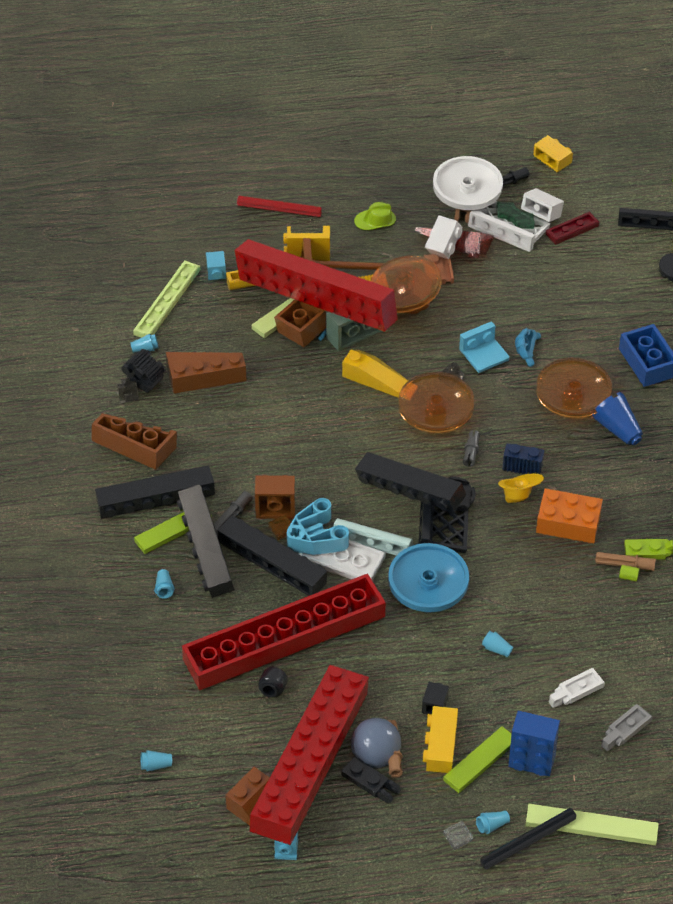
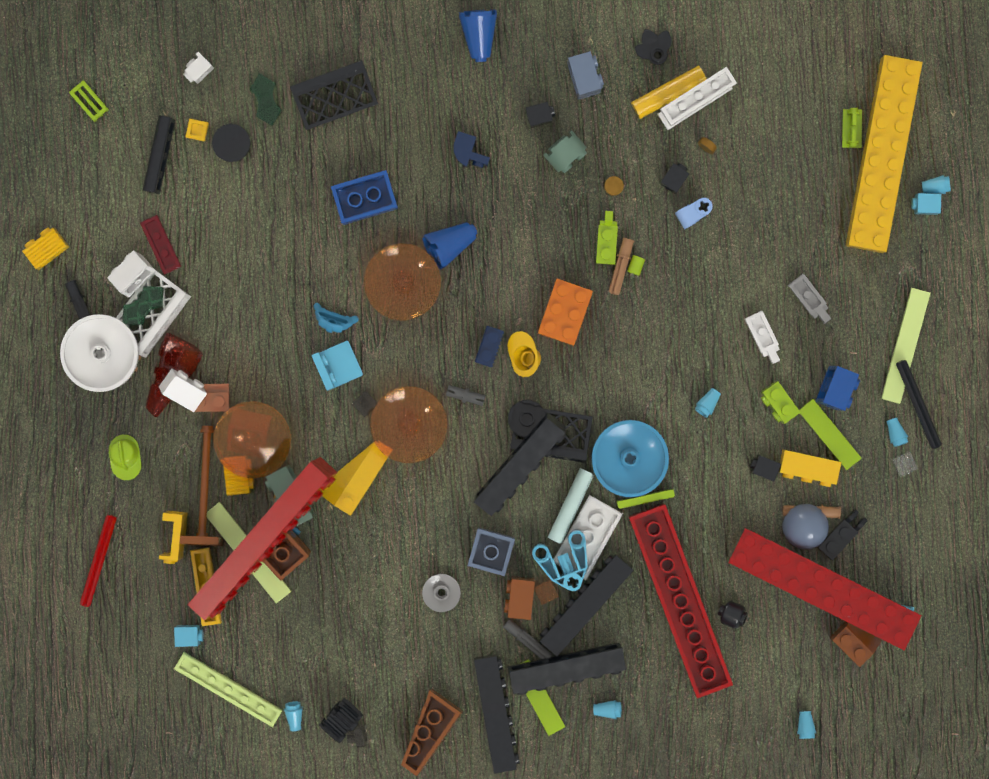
camera: 85 degrees left, 40 degrees up
(204, 369) = (339, 663): dark orange wedge -> none
(273, 441) = (434, 600): none -> light grey dish
(319, 473) = (491, 551): none -> sand blue brick
(388, 595) = (651, 497): none -> lime tile
(504, 707) = (780, 403): none -> lime brick

